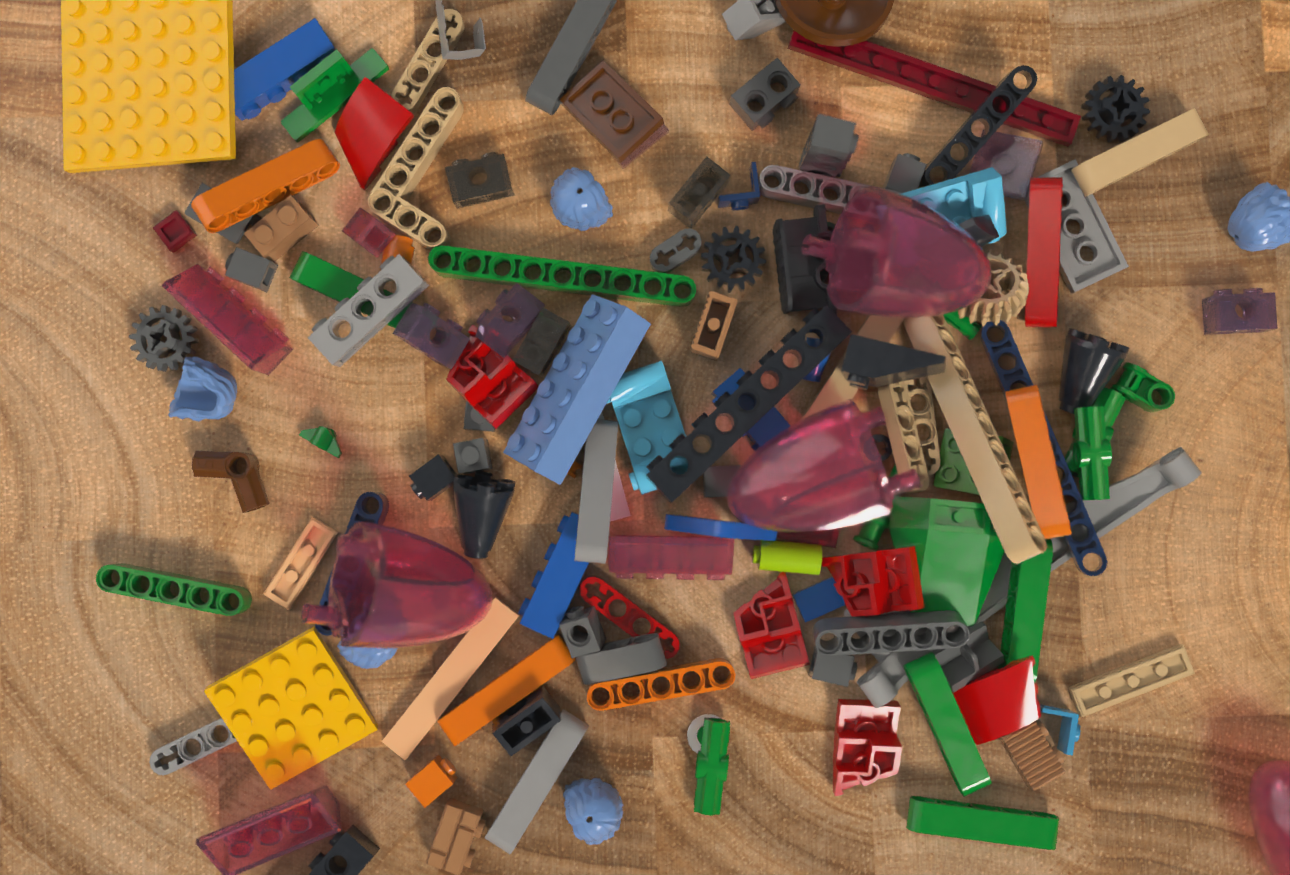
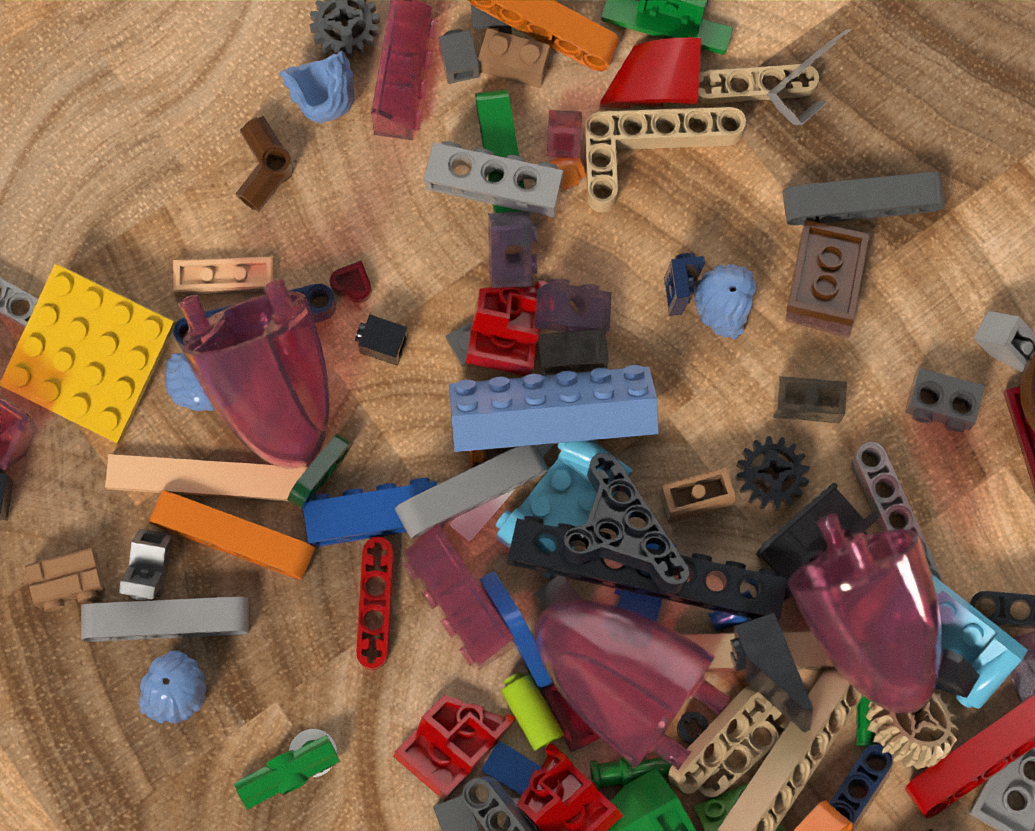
camera: 50 degrees right, 10 degrees down
(160, 591) = (122, 166): green beam -> none
(323, 438) = (350, 219): green piece -> none
(372, 470) = (351, 281): none -> dark red tile
(432, 780) = (103, 523): orange brick -> none
(472, 456) = (426, 360): dark grey brick -> none
(481, 510) = (381, 400): black cone -> none
(488, 769) = (147, 565): none -> dark grey brick
(497, 185) = (686, 217): clear smoke brick -> none
(504, 594) = (319, 471): none -> dark green beam
(526, 720) = (216, 569): black brick -> none
(544, 225) = (680, 281): none -> dark blue bracket
(549, 269) = (647, 346): green beam -> none
(579, 642) = (320, 565): dark grey brick -> none
(622, 659) = (331, 618): dark grey beam -> none
(676, 688) = (320, 660): orange beam -> none
(679, 256) = (747, 410): dark grey beam -> none
(724, 404) = (631, 542): none -> black beam
(742, 200) = (831, 443): dark blue bracket -> none
(828, 146) = (930, 480): dark grey brick -> none
(905, 173) = (965, 576): dark grey brick -> none

